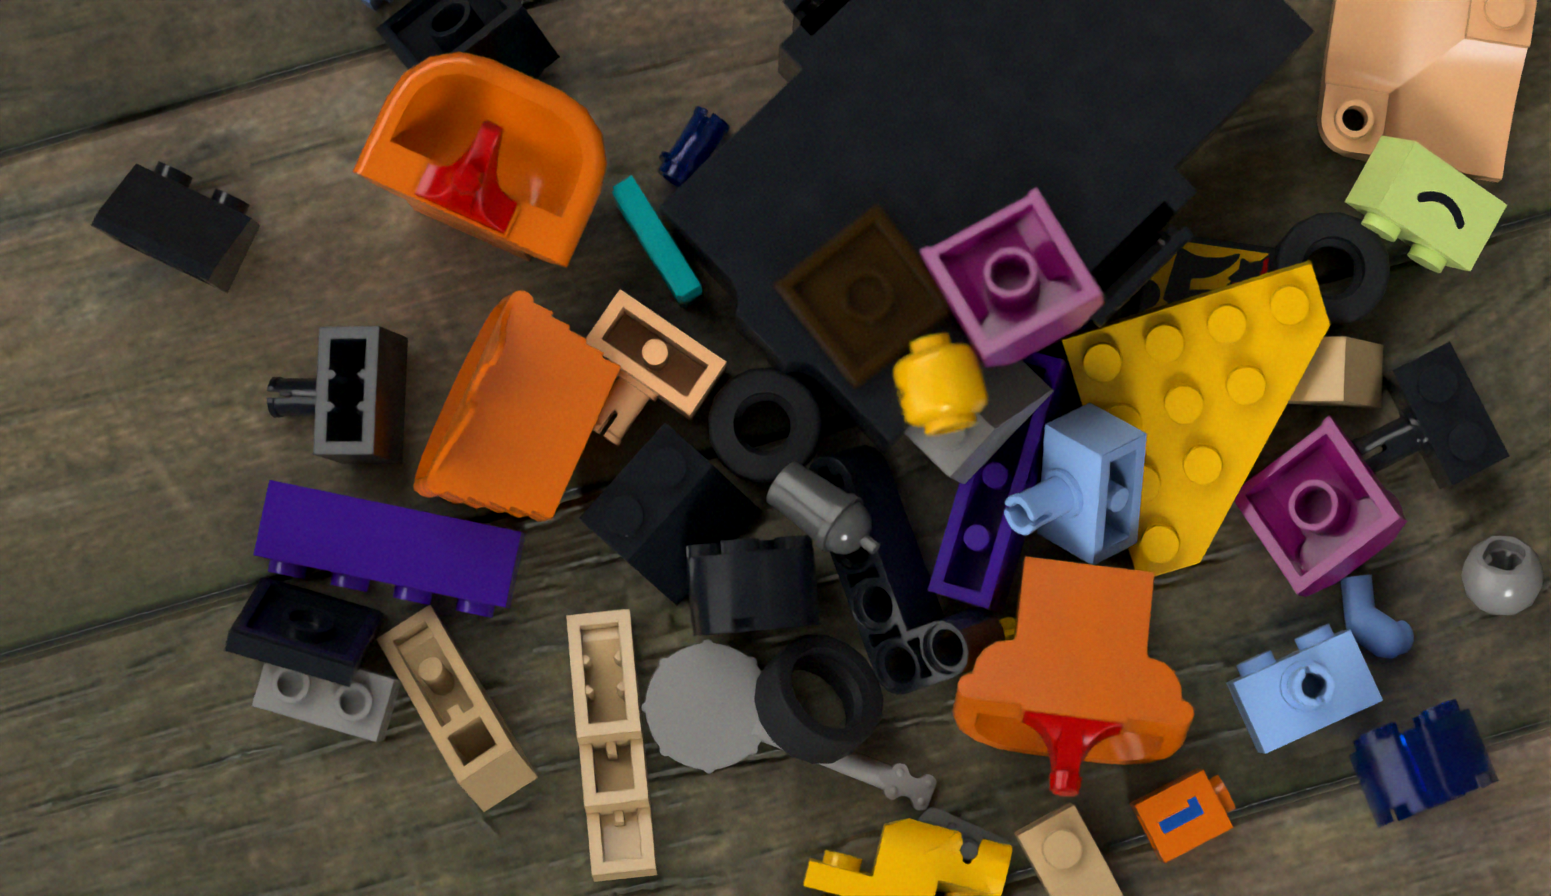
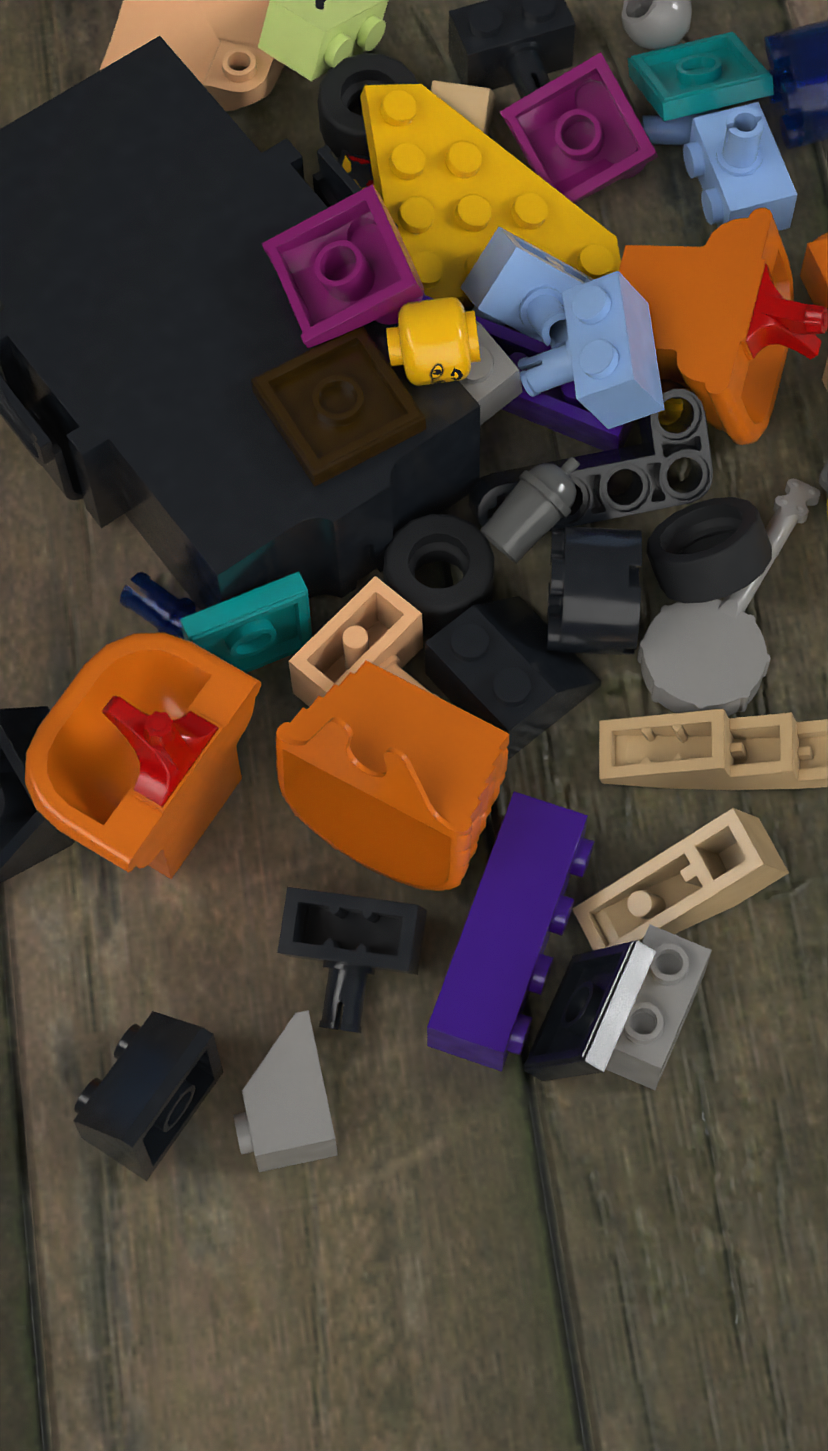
camera: 85 degrees left, 20 degrees down
(189, 360) = (287, 1103): none -> light grey slope
(991, 565) = (605, 354): none -> light blue brick
(1421, 632) = (699, 76): none -> teal tile

